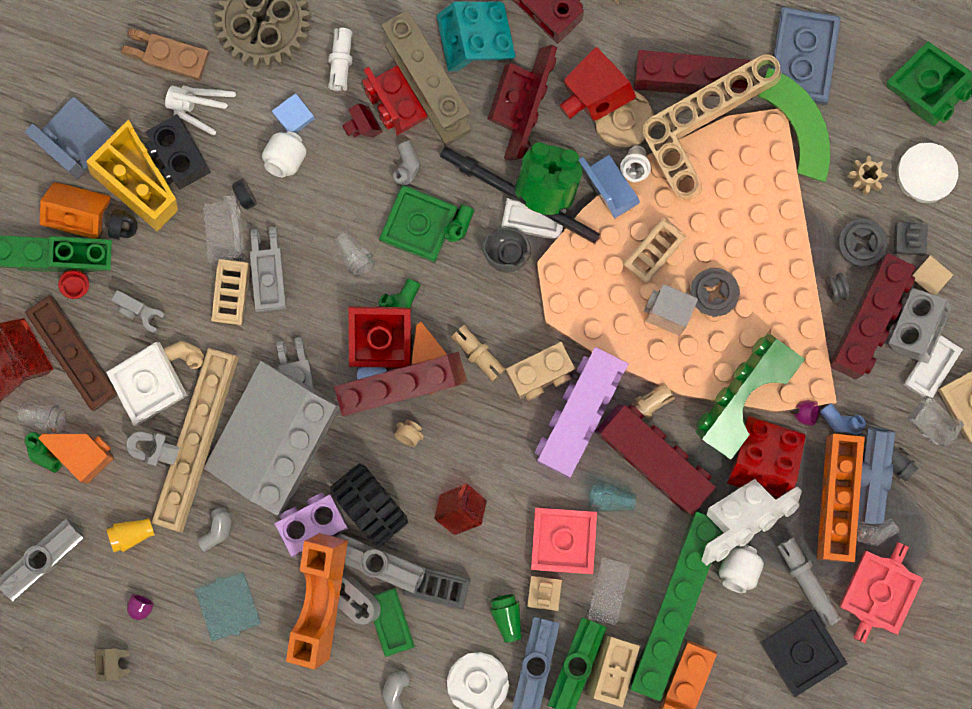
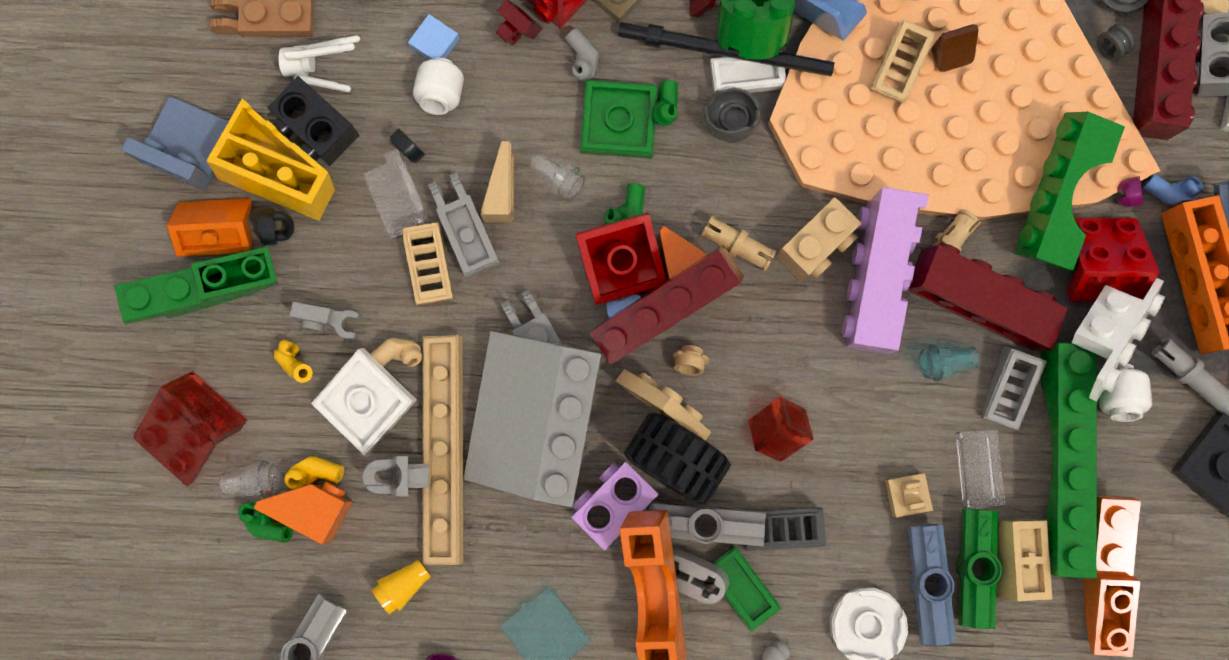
camera: 25 degrees left, 0 degrees up
(71, 353) = (262, 394): reddish brown tile -> none
(73, 283) = (239, 312): red plate -> none
(89, 424) = (311, 470): none -> yellow arm
(99, 336) = (292, 366): none -> yellow arm
(219, 529) = (506, 546): light grey arm -> none
(304, 255) = (499, 197): none -> tan slope
(376, 459) = (663, 401): none -> tan plate
(506, 614) = (877, 536): green cone -> none
(564, 540) = (911, 427): coral plate -> none
(670, 309) = (952, 118): light grey brick -> none
(680, 522) = (1025, 392): none -> light grey slope
(700, 253) = (955, 48): none -> reddish brown slope
(729, 290) = (999, 79): dark grey gear -> none

